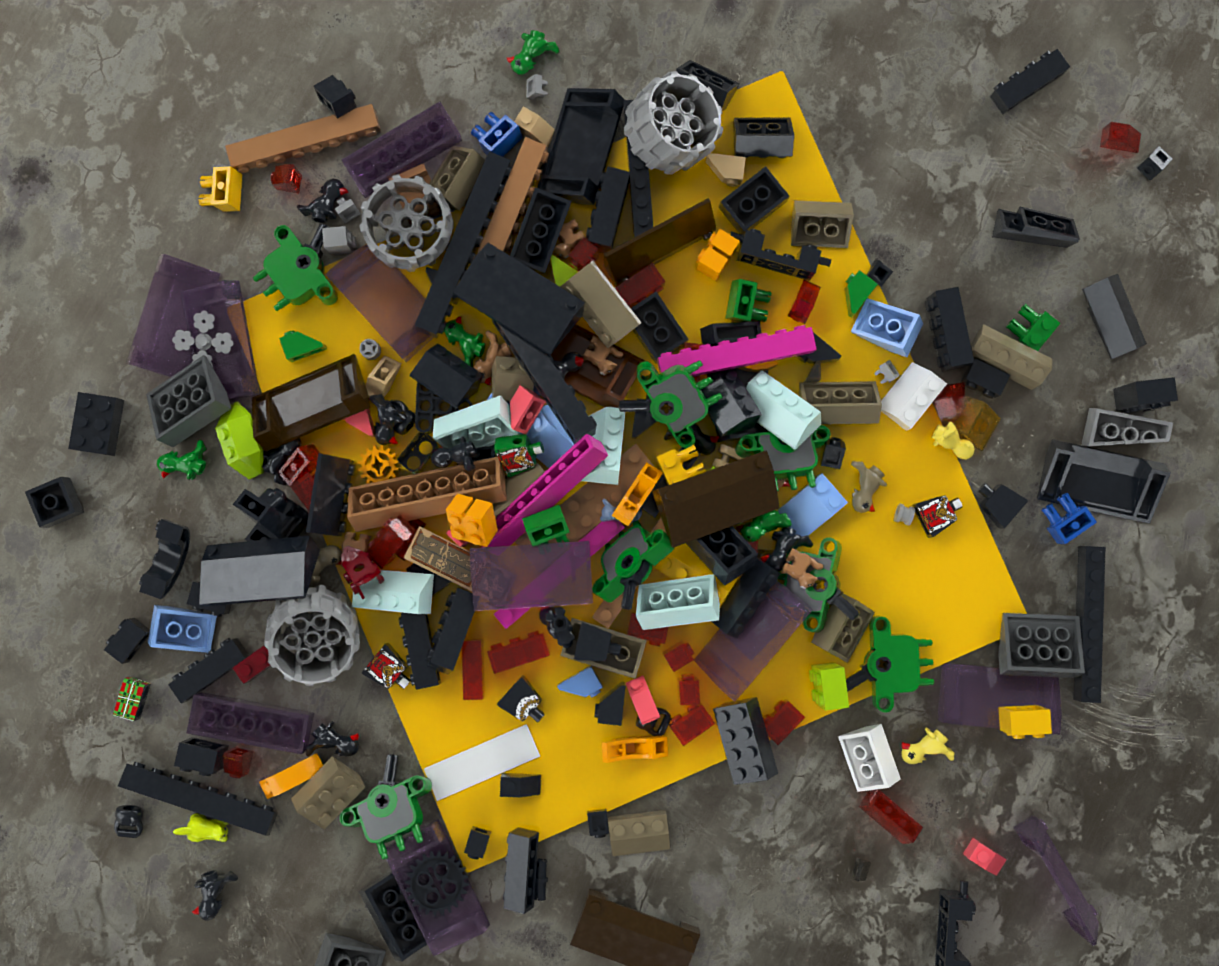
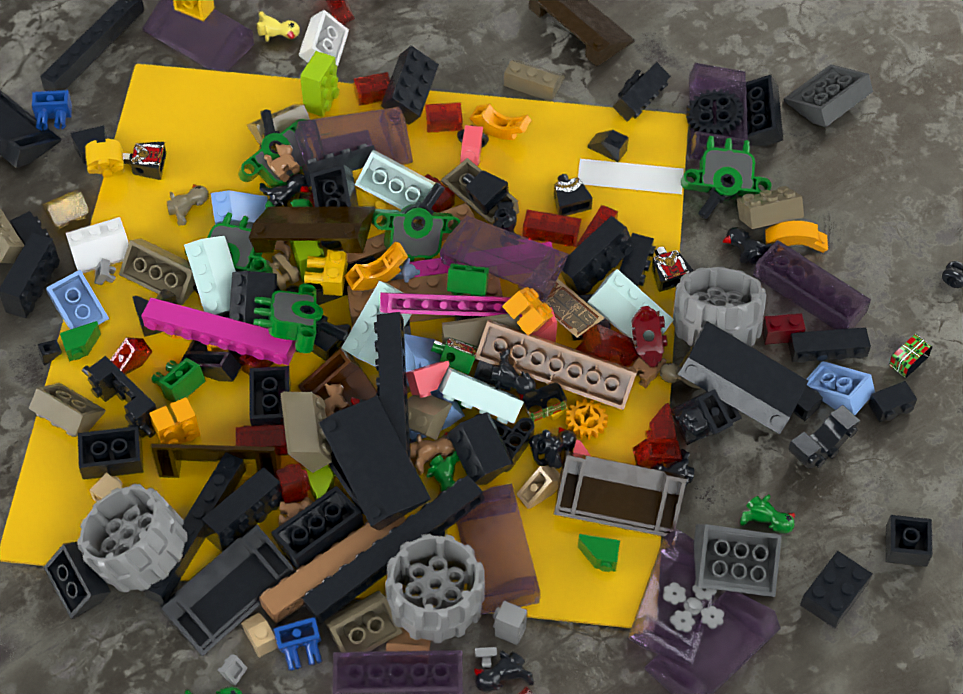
camera: 150 degrees left, 30 degrees down
(198, 799) = (887, 259): black brick -> none
(200, 756) = (869, 280): black brick -> none
(201, 828) = (892, 237): neon yellow animal -> none
(211, 887) = (906, 196): black animal -> none
(237, 441) = (702, 501): lime wedge -> none
(237, 762) = (838, 265): clear red slope -> none
(297, 270) = (576, 620): green piece -> none
(330, 495) = (642, 410): black slope -> none
(367, 346) = (540, 513): light grey wheel -> none
(477, 842) = (666, 124): black brick -> none
(582, 683) = (518, 184): medium blue slope -> none
(598, 823) = (561, 94): black bracket -> none
(611, 706) = (498, 153): black slope -> none
(679, 655) = (422, 158): clear red brick -> none
(688, 690) = (431, 135): clear red brick -> none
(763, 137) = (58, 505): black slope -> none
(833, 453) = (192, 235): black bracket -> none
(900, 667) = (261, 84): green piece -> none
(904, 514) = (172, 171): light grey wheel -> none
(949, 439) = (94, 199): light yellow animal -> none
(951, 402) = (73, 221): clear red slope -> none
(973, 485) = (104, 157): none -> yellow brick
(1041, 645) = (141, 44): dark grey slope -> none

